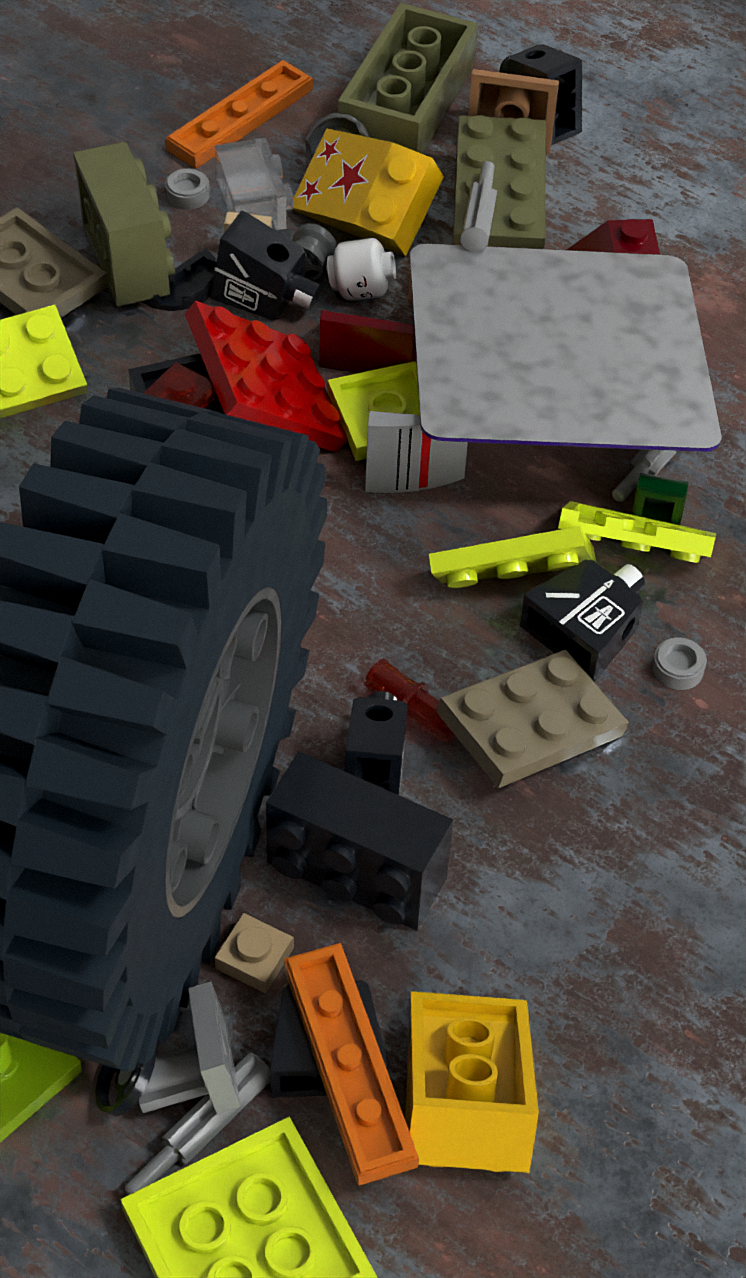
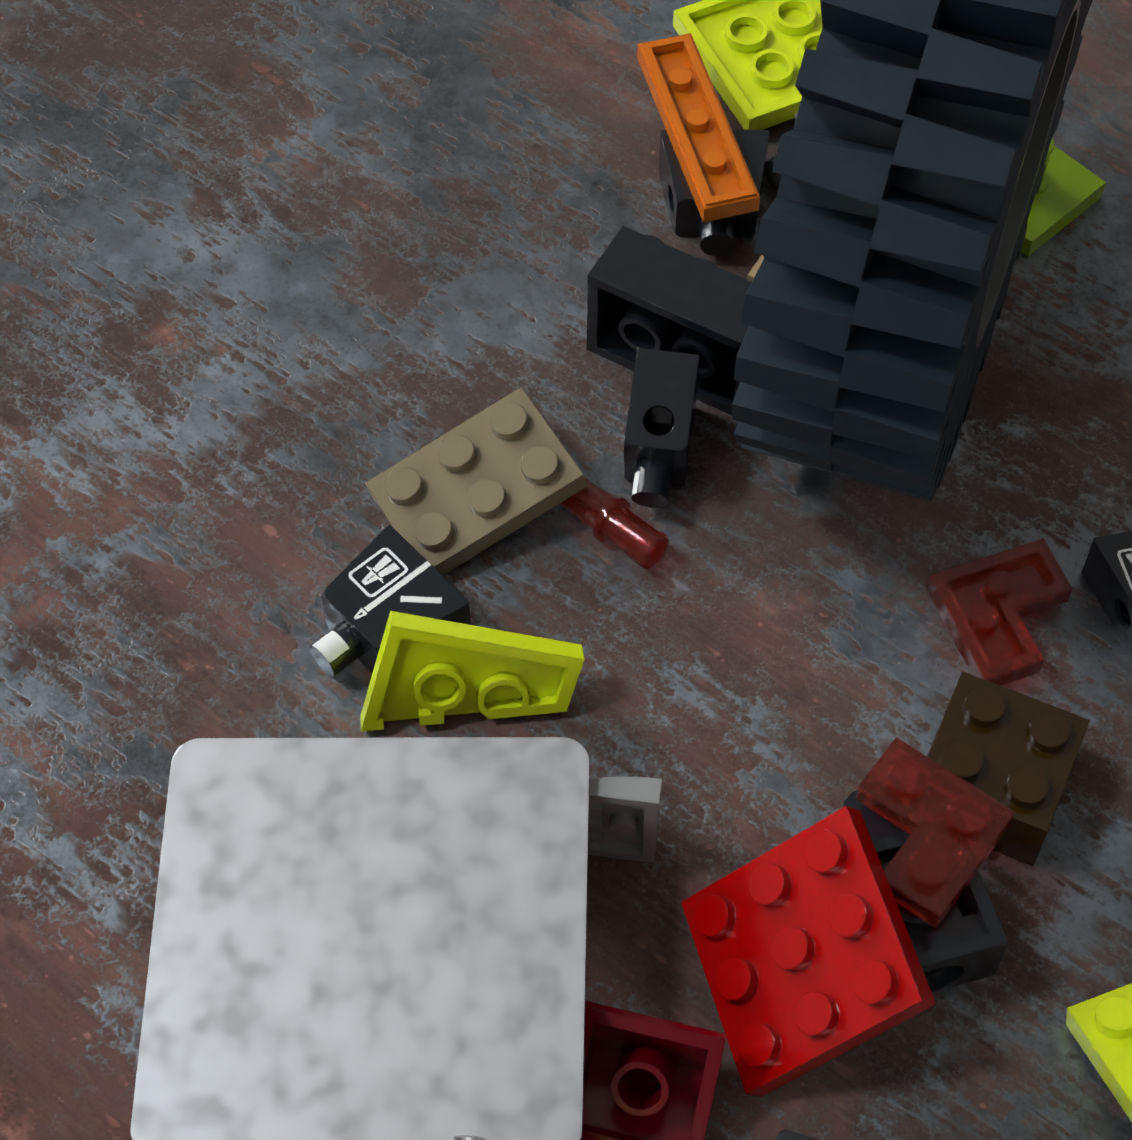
camera: 175 degrees left, 5 degrees up
(378, 390) = (642, 944): neon yellow plate -> none
(471, 1082) = (581, 147): yellow slope -> none
(638, 532) = (307, 702): neon yellow wing -> none
(679, 663) = (286, 567): light grey tile -> none

